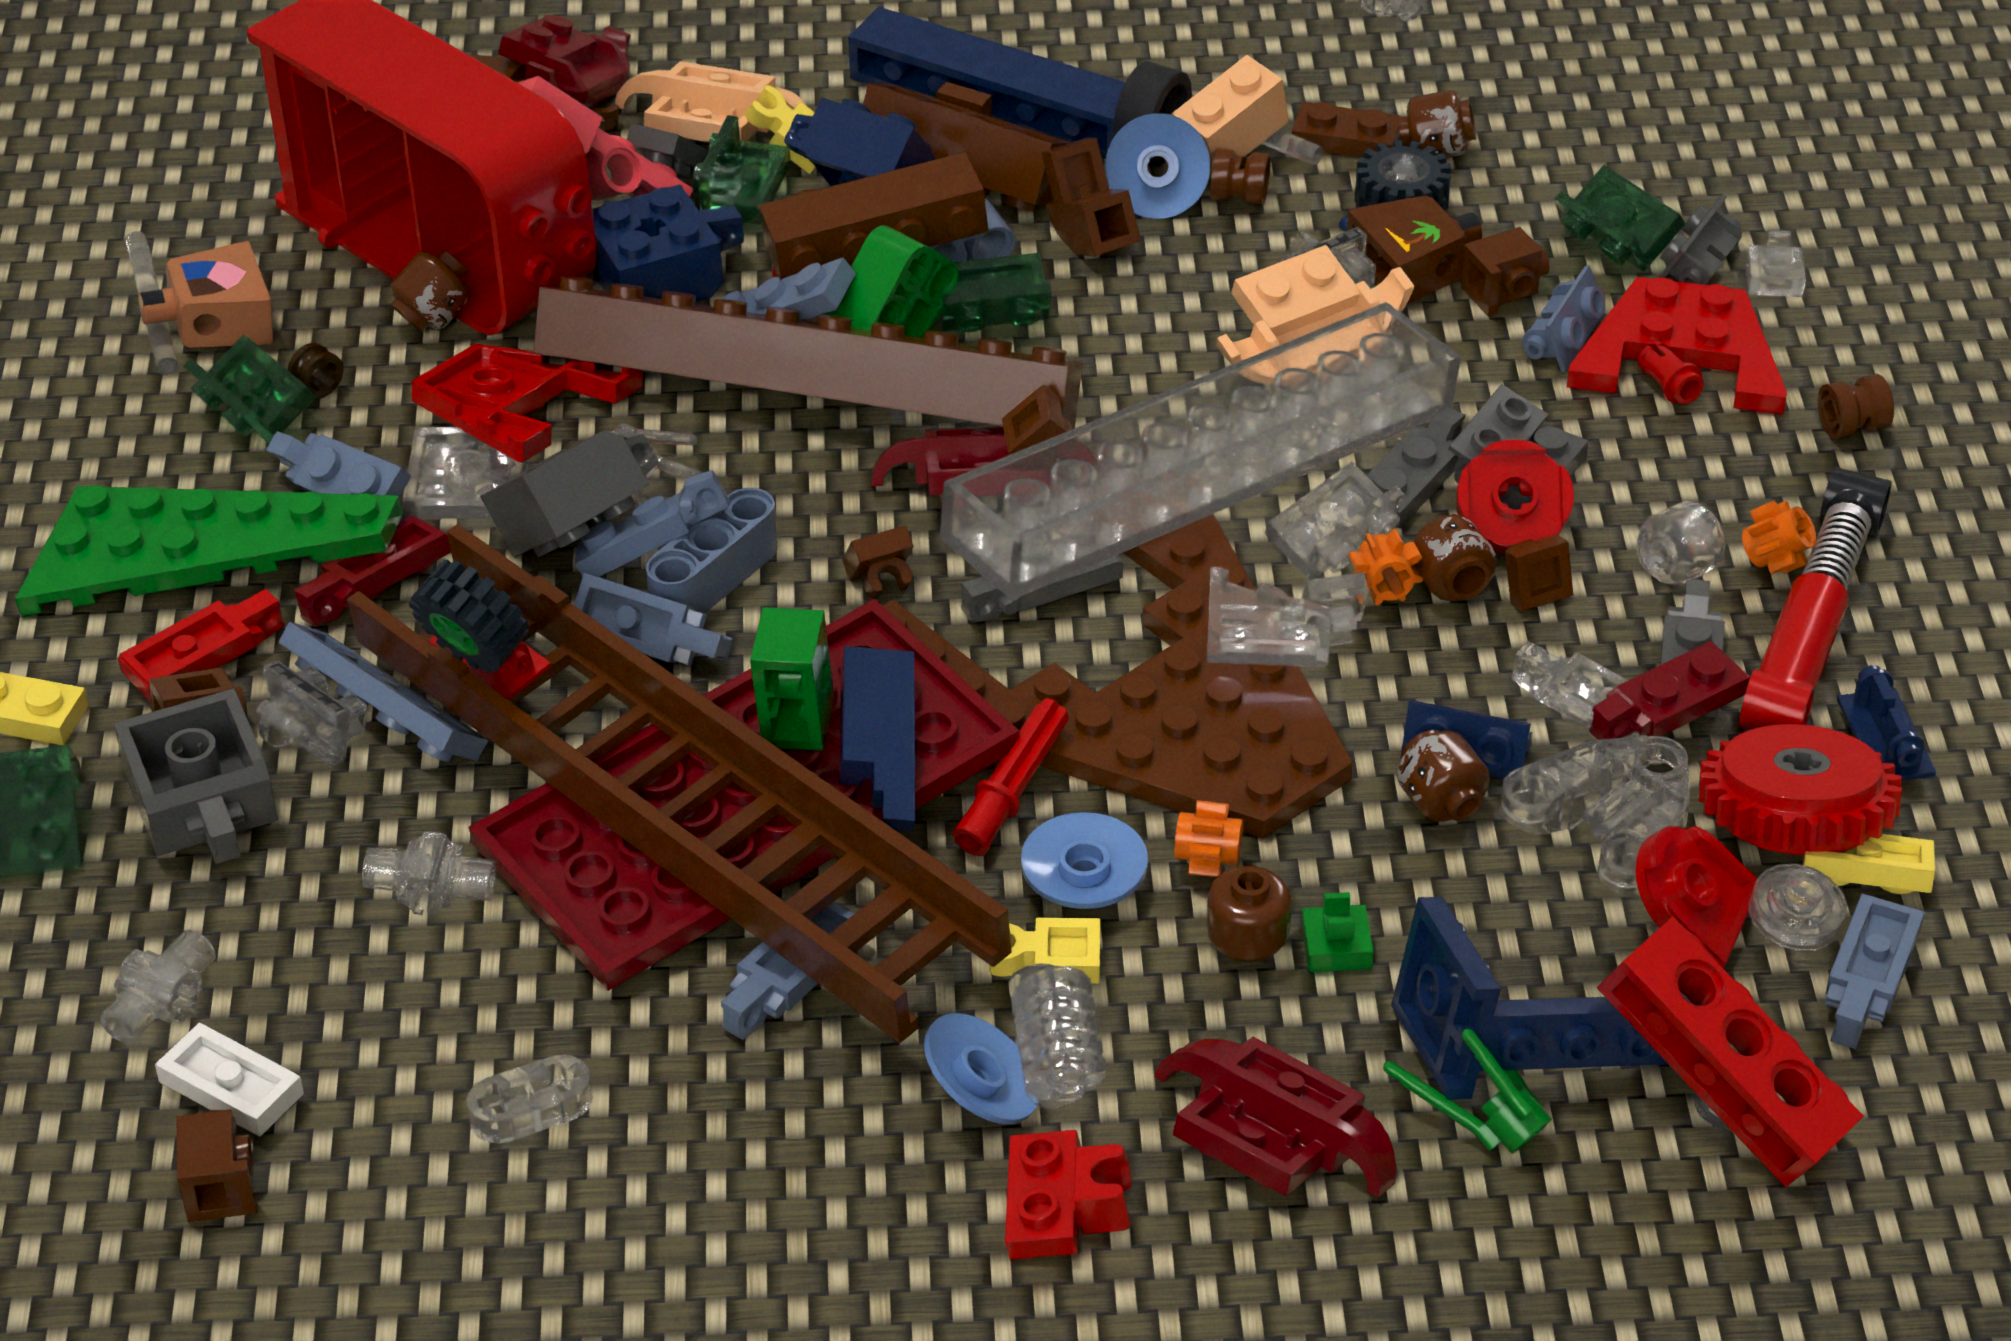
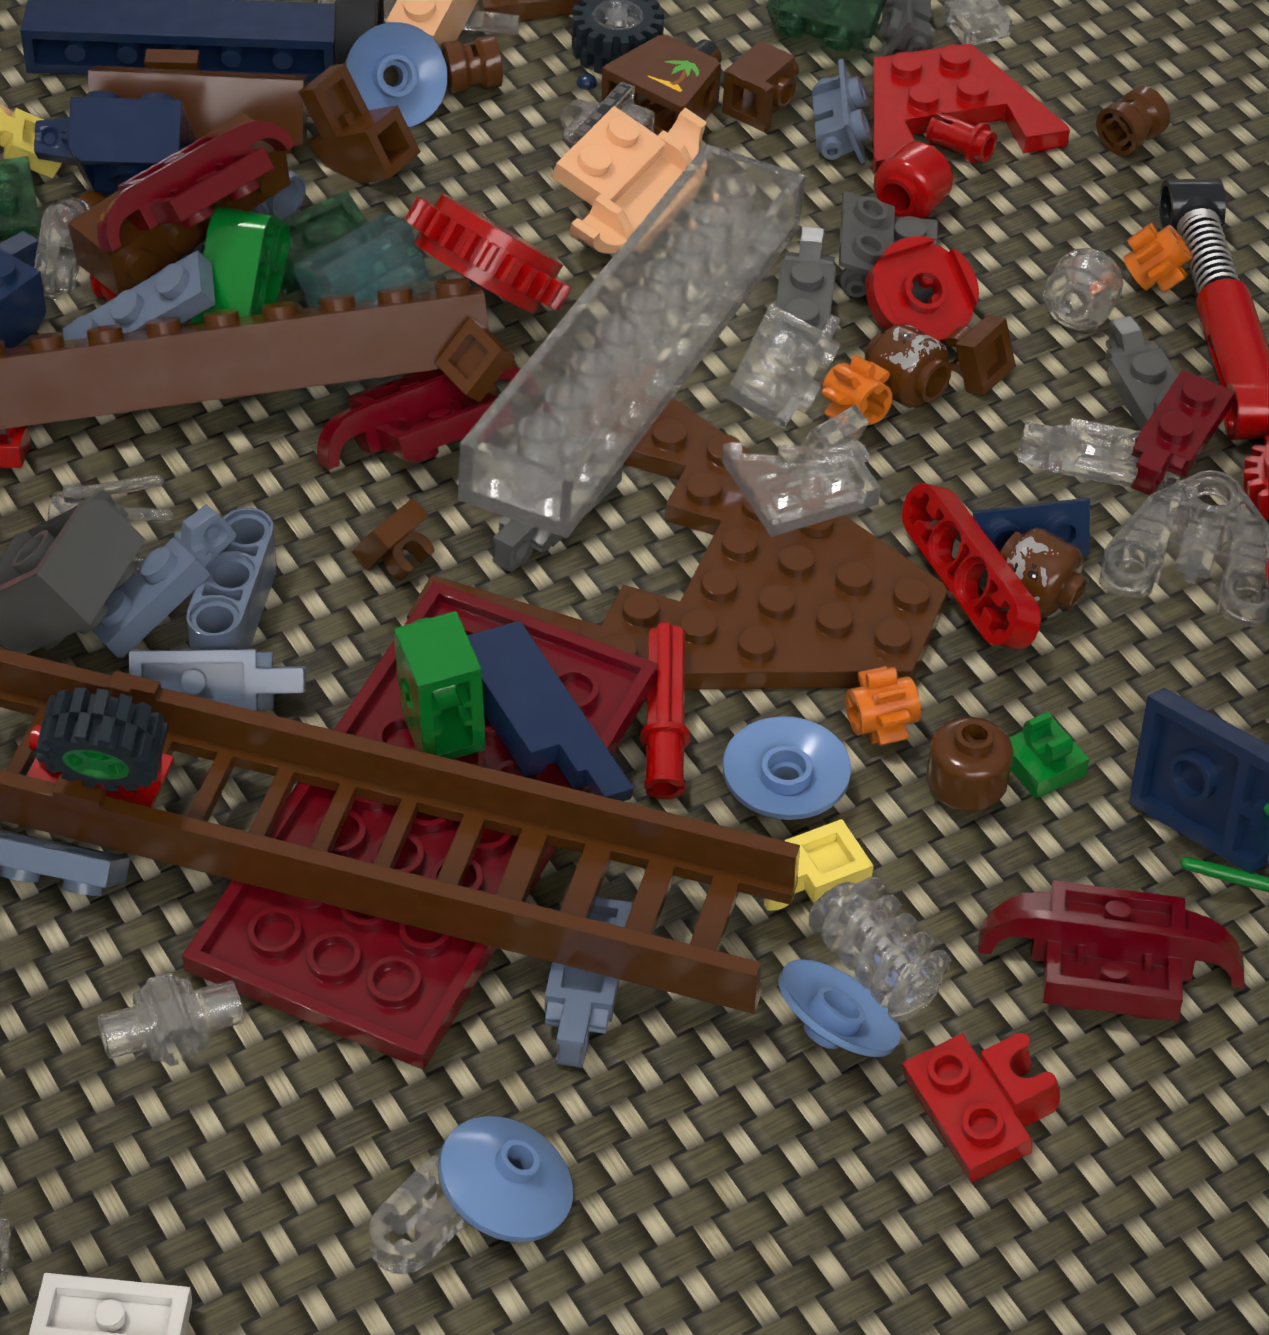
camera: 30 degrees left, 5 degrees up
(595, 1112) = (505, 1179): none -> medium blue dish
(745, 245) = (56, 249): none -> clear plate
(859, 197) = (192, 180): none -> dark red plate
(1017, 314) = (363, 262): none -> clear light blue brick
(1111, 336) = (487, 253): none -> red gear
(1378, 749) = (962, 576): none -> red beam
(1584, 397) = (914, 180): none -> red head

